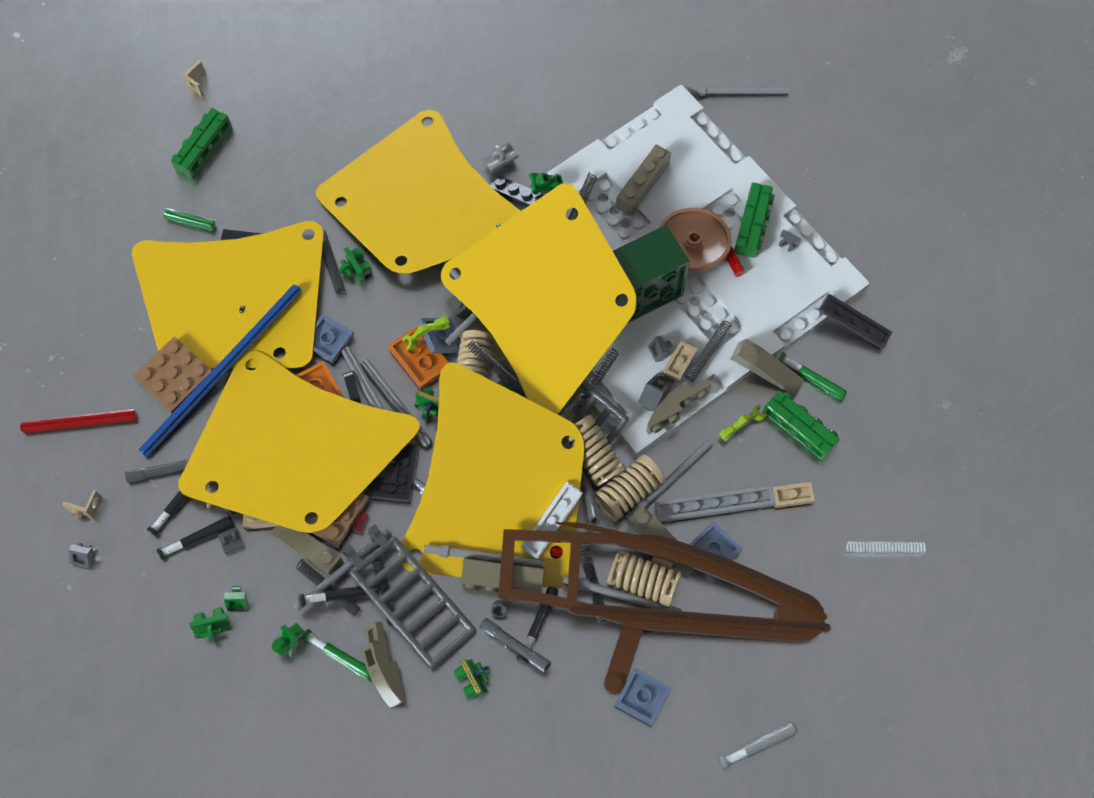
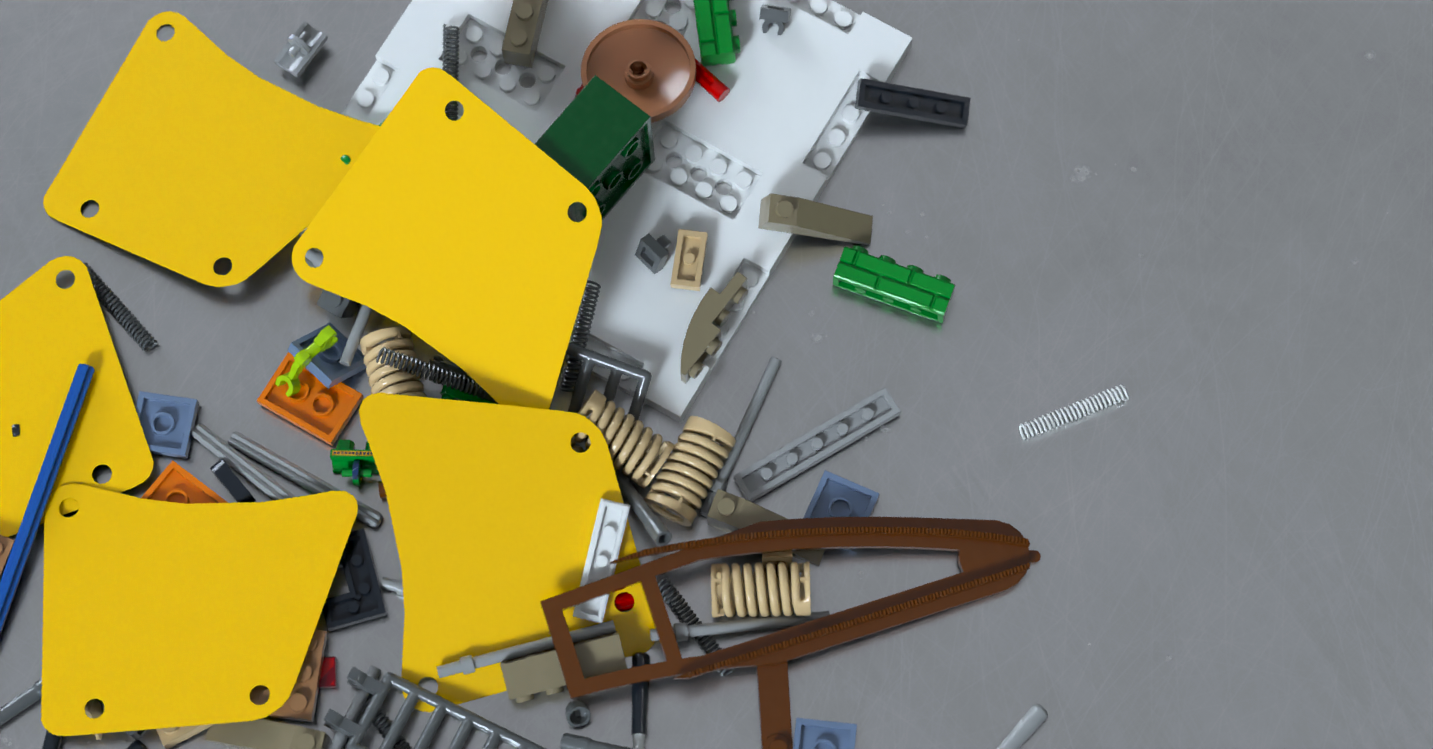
camera: 20 degrees left, 5 degrees up
(352, 265) = (146, 287): green hips -> none
(515, 192) = (354, 96): plate -> none
(544, 183) = (388, 67): green hips -> none
(655, 391) = (672, 318): dark grey slope -> none
(715, 336) = (724, 228): dark grey piece -> none
(728, 432) = (810, 311): lime piece -> none
(793, 494) = (920, 388): tan plate -> none
(815, 378) = (891, 208): green piece -> none

